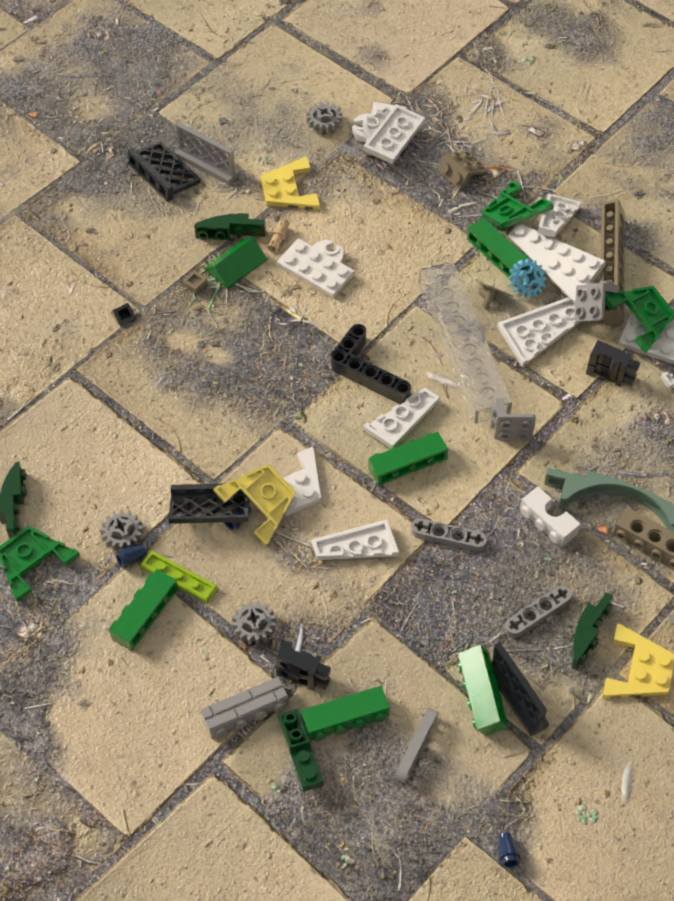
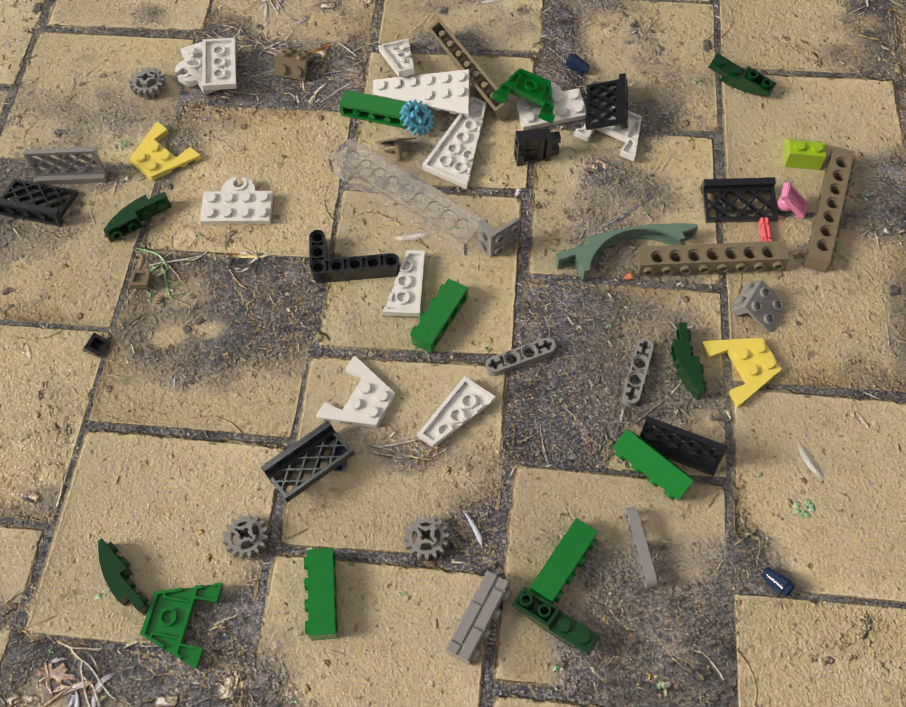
camera: 35 degrees left, 5 degrees up
(130, 555) = (270, 554): dark blue cone -> none
(186, 580) = (340, 540): lime tile -> none
(236, 262) = (164, 242): green slope -> none
(266, 491) = (350, 418): light yellow wing -> none
(278, 235) = (184, 198): tan pin -> none
(302, 667) = (500, 549): black hips -> none
(509, 211) = (361, 75): green wing -> none
(560, 528) = (571, 293): white arch -> none
(591, 300) = (485, 104): light grey bracket -> none

